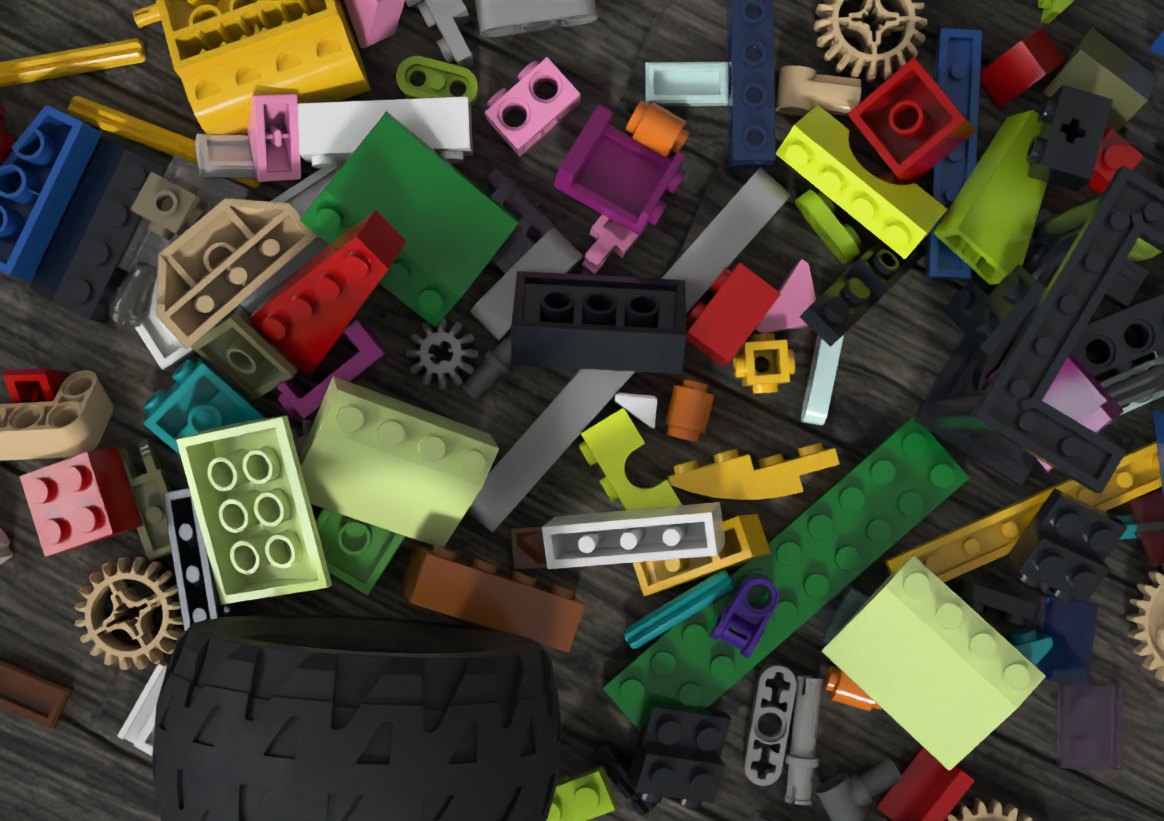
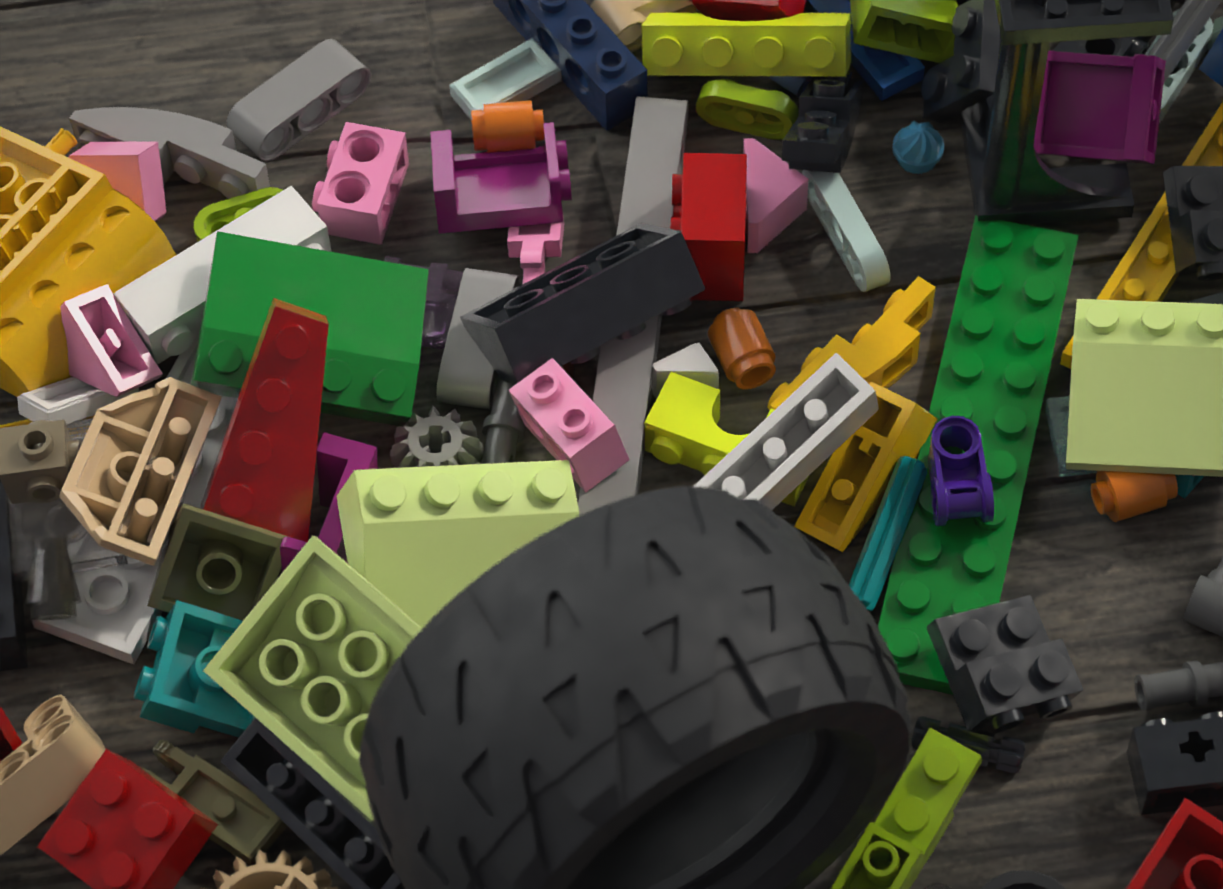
camera: 30 degrees left, 30 degrees down
(524, 411) = (569, 424): none -> bright pink brick
(753, 752) = (1077, 613): light grey beam -> none
(779, 358) = (783, 252): yellow brick -> none
(803, 740) = (1139, 595): light grey pin -> none
(919, 334) = (918, 147): none -> dark azure plate

